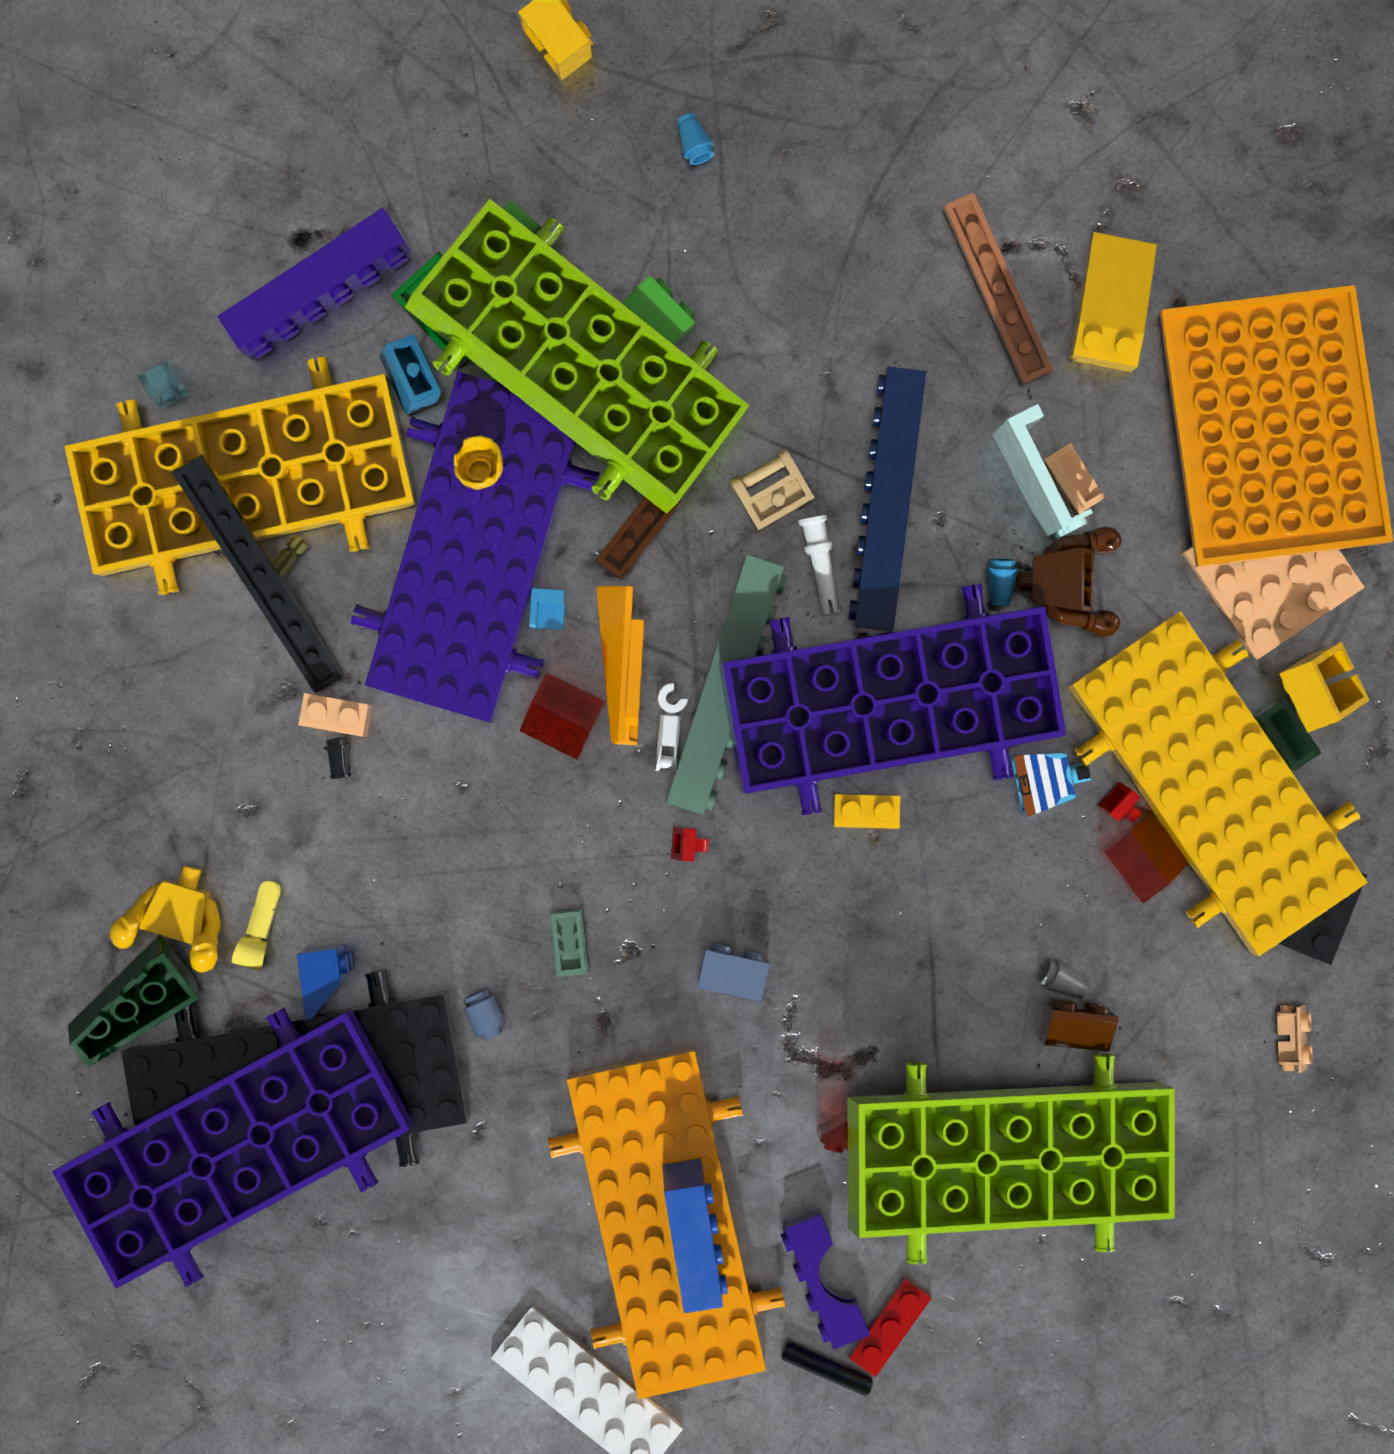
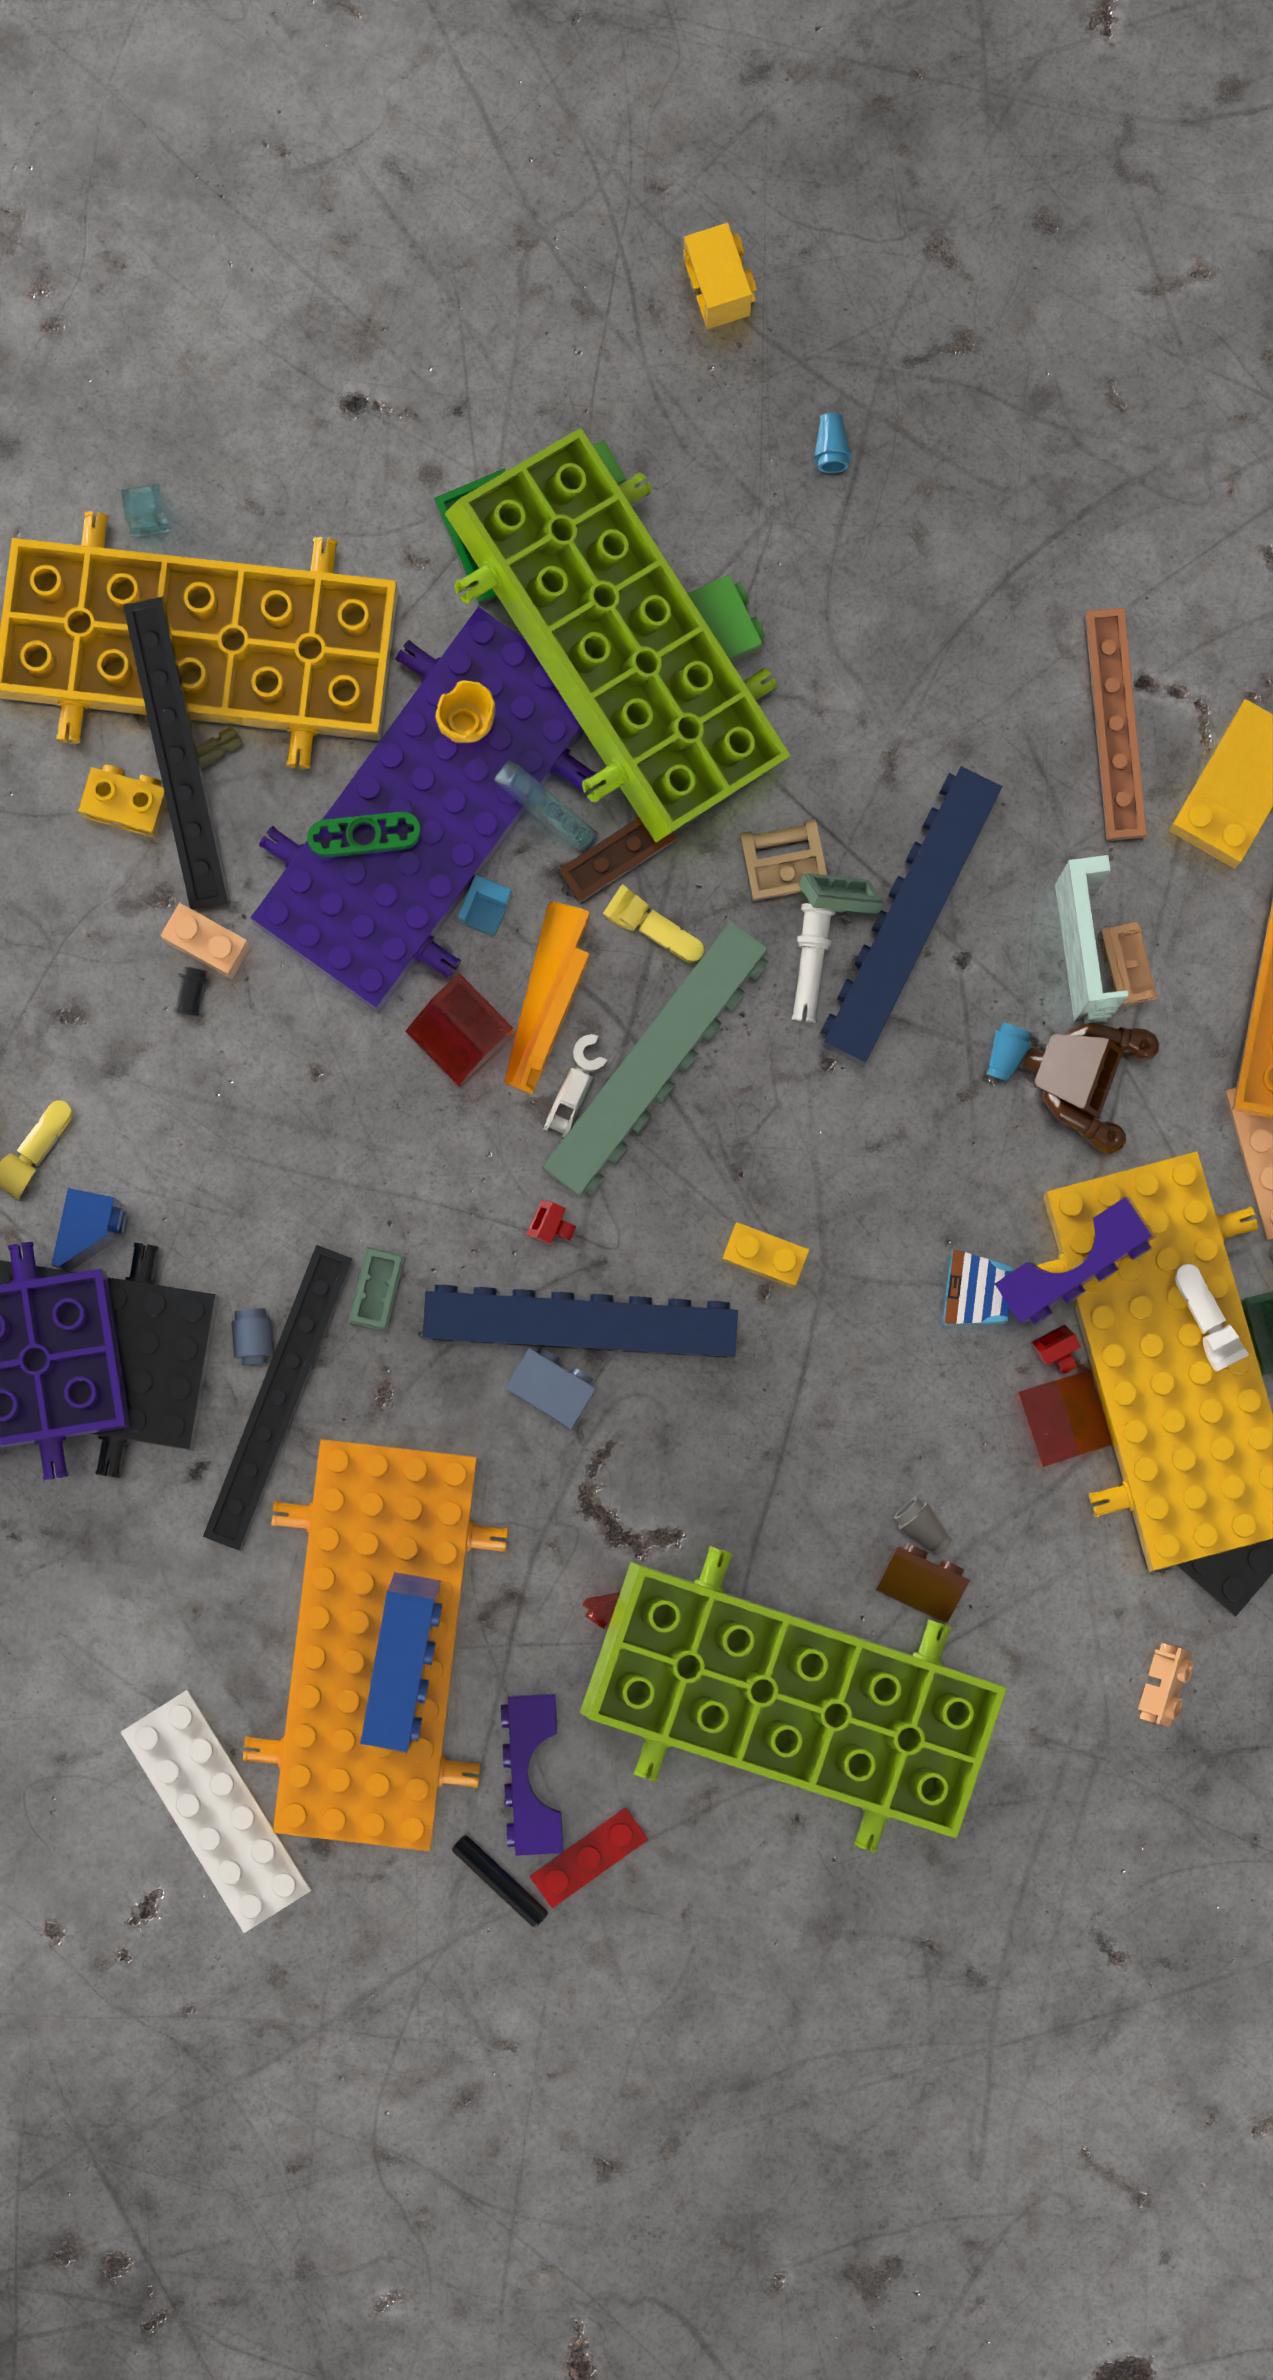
camera: 25 degrees right, 5 degrees down
(230, 625) = (123, 800): none -> yellow brick
(315, 285) = (354, 458): dark purple brick -> none
(410, 374) = (423, 592): dark azure brick -> none
(413, 607) = (392, 822): none -> green beam
(521, 1055) = (278, 1397): none -> black plate
(568, 514) = (546, 806): none -> clear light blue piece
(663, 574) = (630, 911): none -> light yellow piece
(738, 915) = (580, 1323): none -> dark blue brick
(827, 502) = (840, 893): none -> sand green plate
(892, 699) = (837, 1136): dark purple brick -> none
(1090, 767) = (1118, 1233): none -> dark purple arch
(1255, 760) = (1222, 1343): none -> white piece

